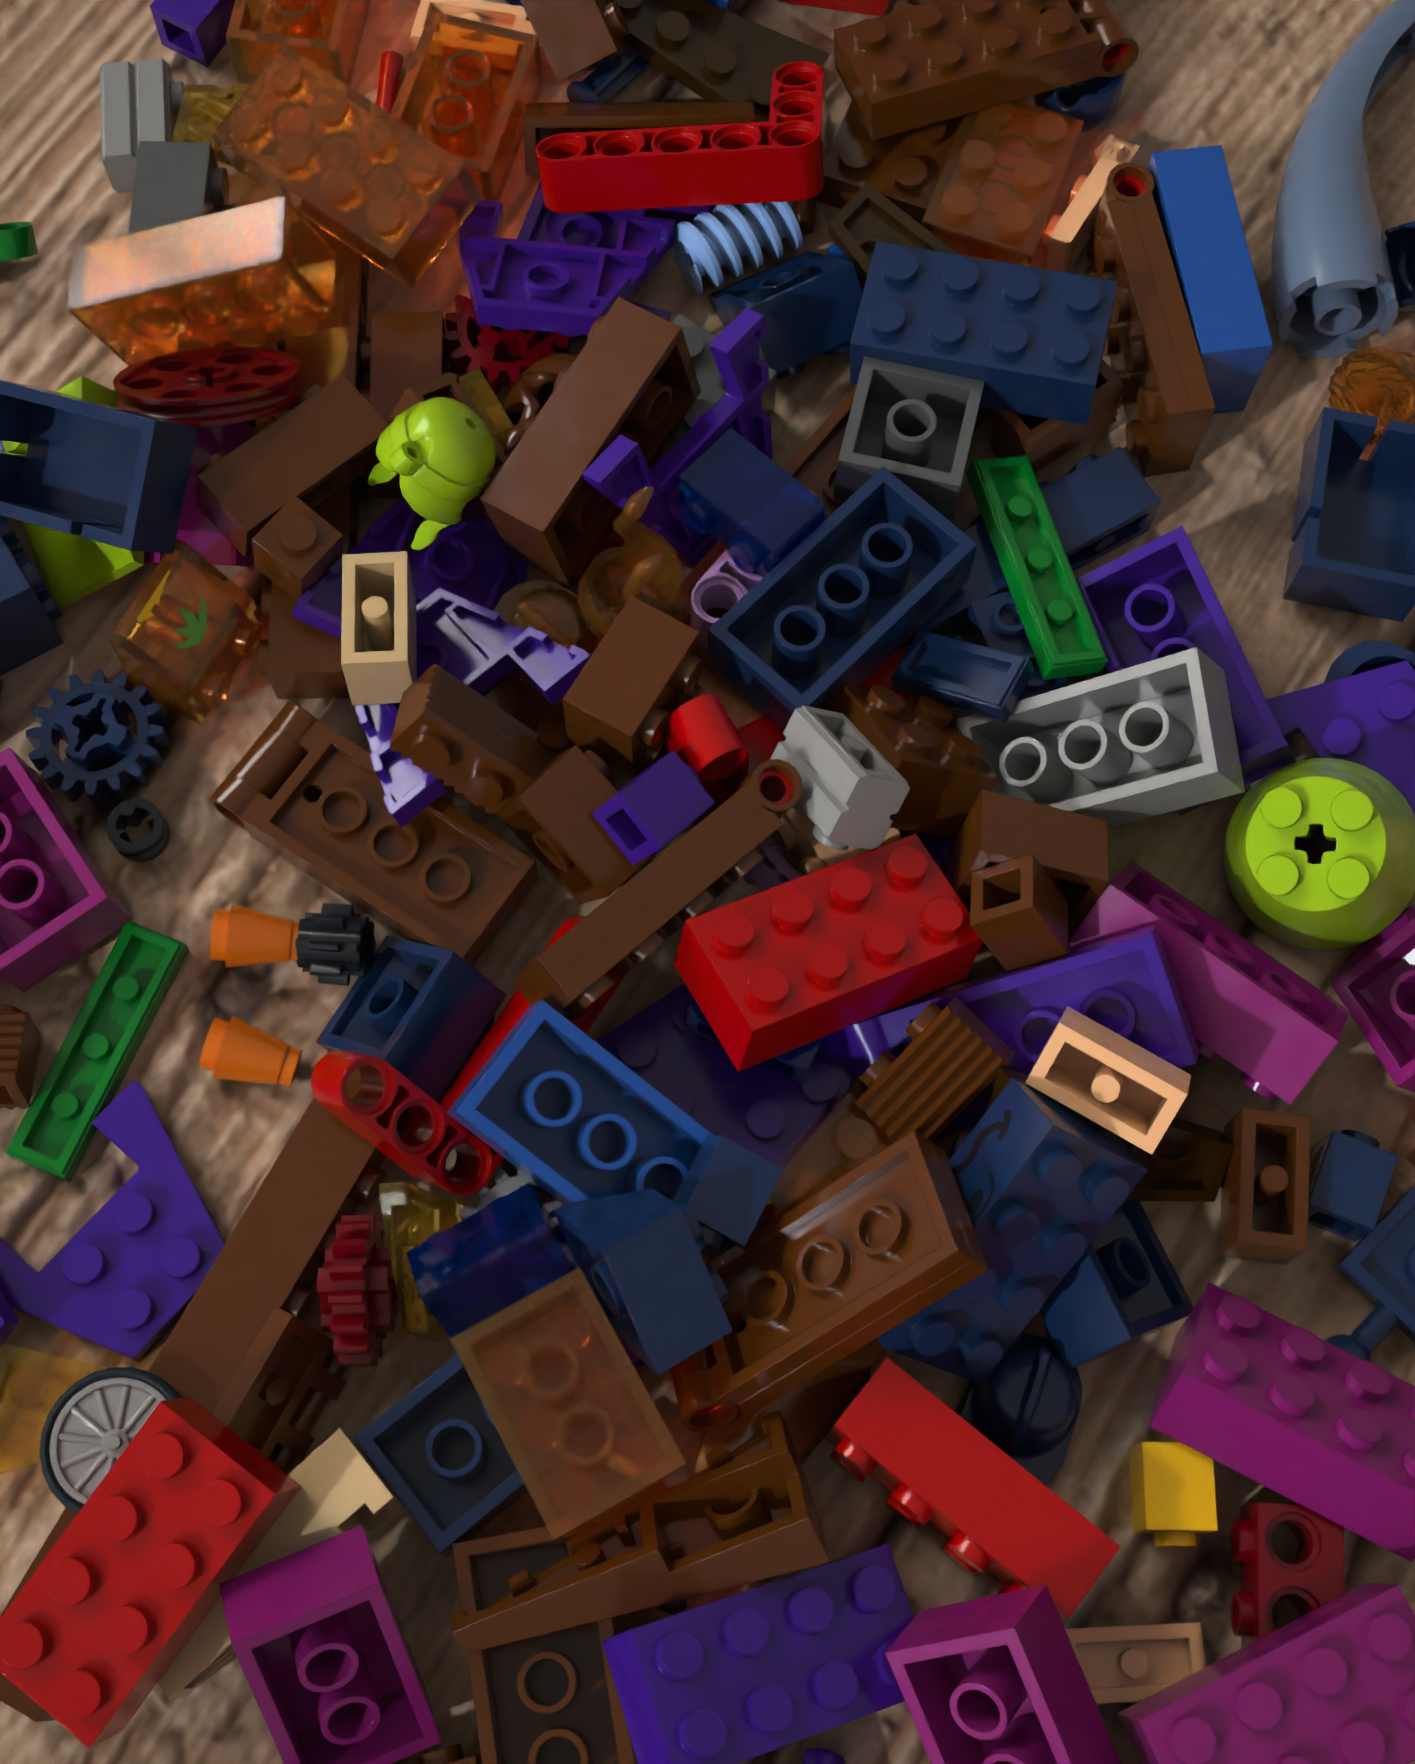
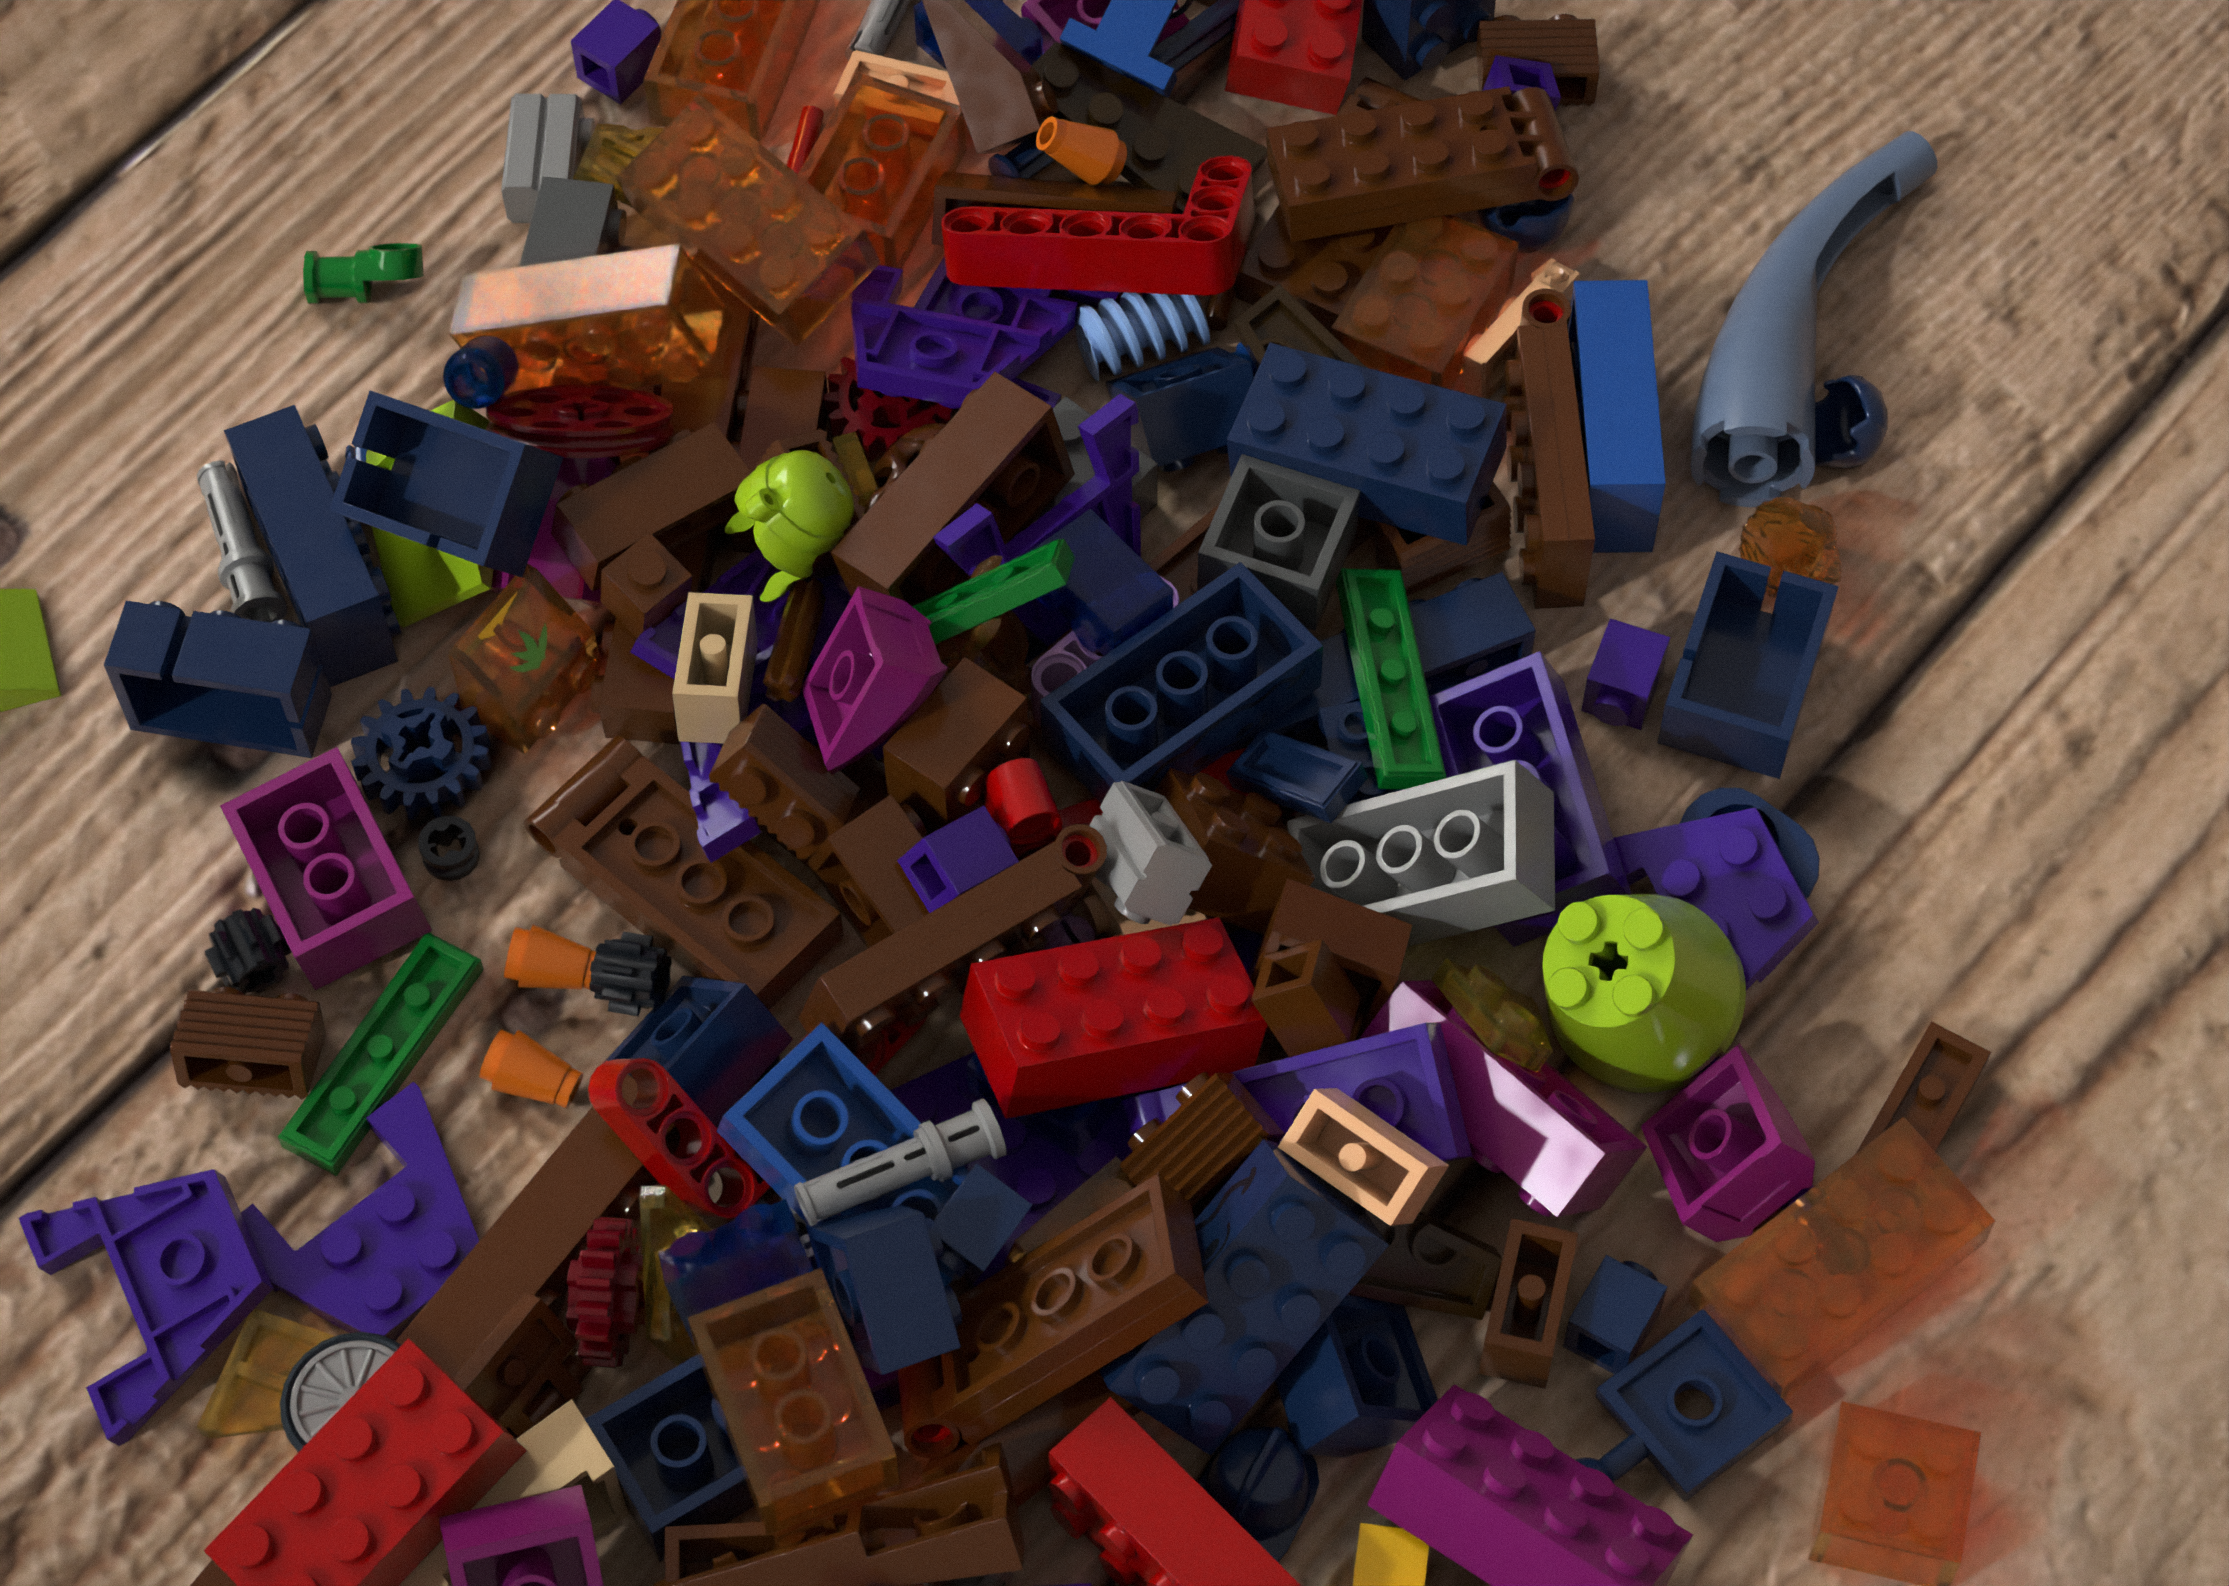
camera: 10 degrees right, 10 degrees down
(103, 346) = (467, 381): none -> clear blue brick
(453, 591) = (794, 640): none -> reddish brown axle
(539, 625) = (870, 676): none -> magenta slope
(567, 1185) = (932, 1153): none -> light grey pin
(613, 547) = (998, 590): none -> green tile
(660, 67) = (1084, 149): none -> orange cone
(1194, 897) = (1498, 1014): none -> clear yellow wing
(1245, 535) = (1625, 674): none -> dark purple brick

